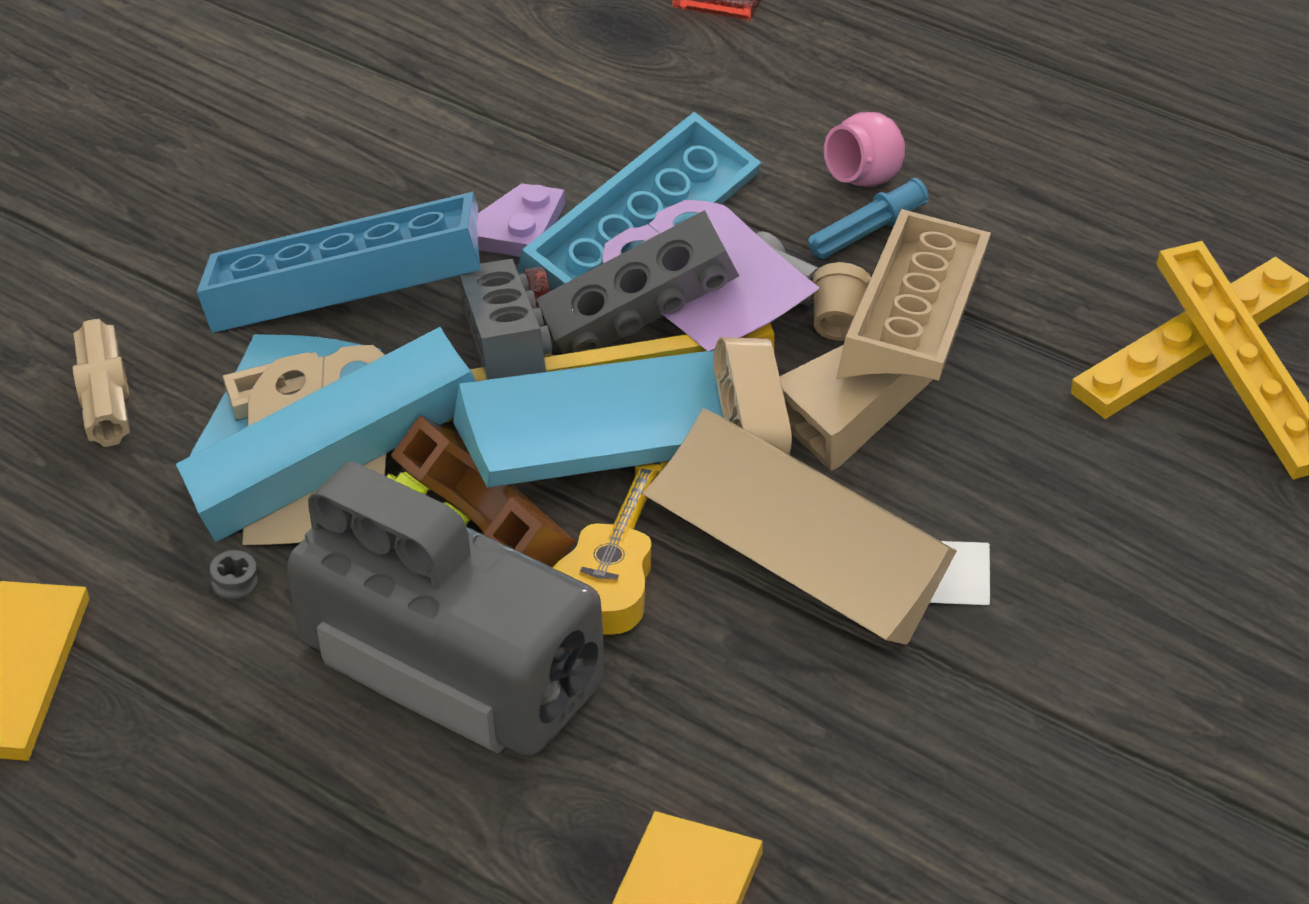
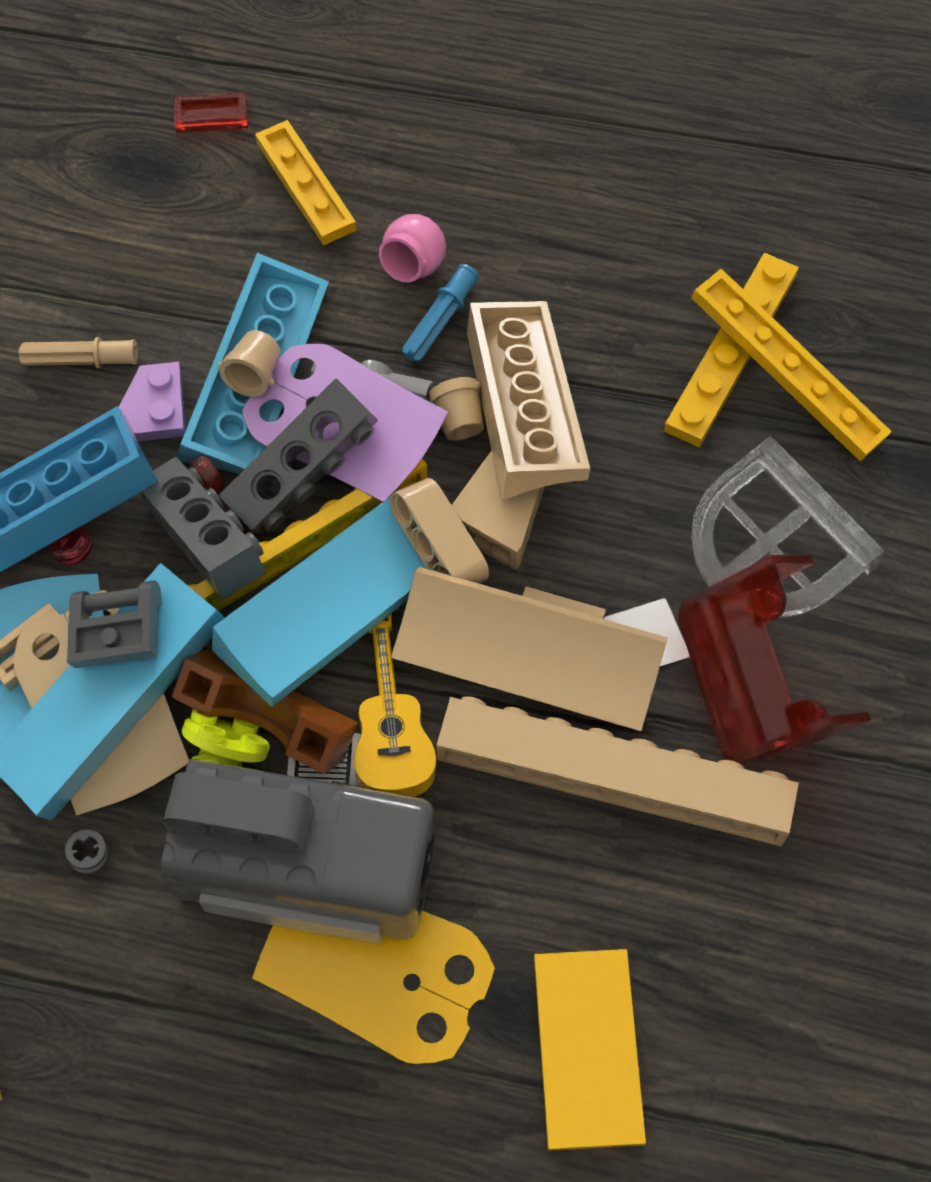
camera: 25 degrees left, 20 degrees up
(362, 364) = (117, 635): none -> dark grey plate
(367, 315) = (72, 547): none -> clear red tile
(456, 787) = (364, 987): none -> yellow piece
(483, 162) = (79, 353): none -> tan axle
(631, 197) = (250, 364): none -> tan piece
(784, 74) = (305, 182): none -> yellow plate
(846, 676) = (618, 770): none -> tan brick
(1037, 608) = (740, 668): none -> clear red windscreen
(1239, 547) = (813, 503): none -> clear window

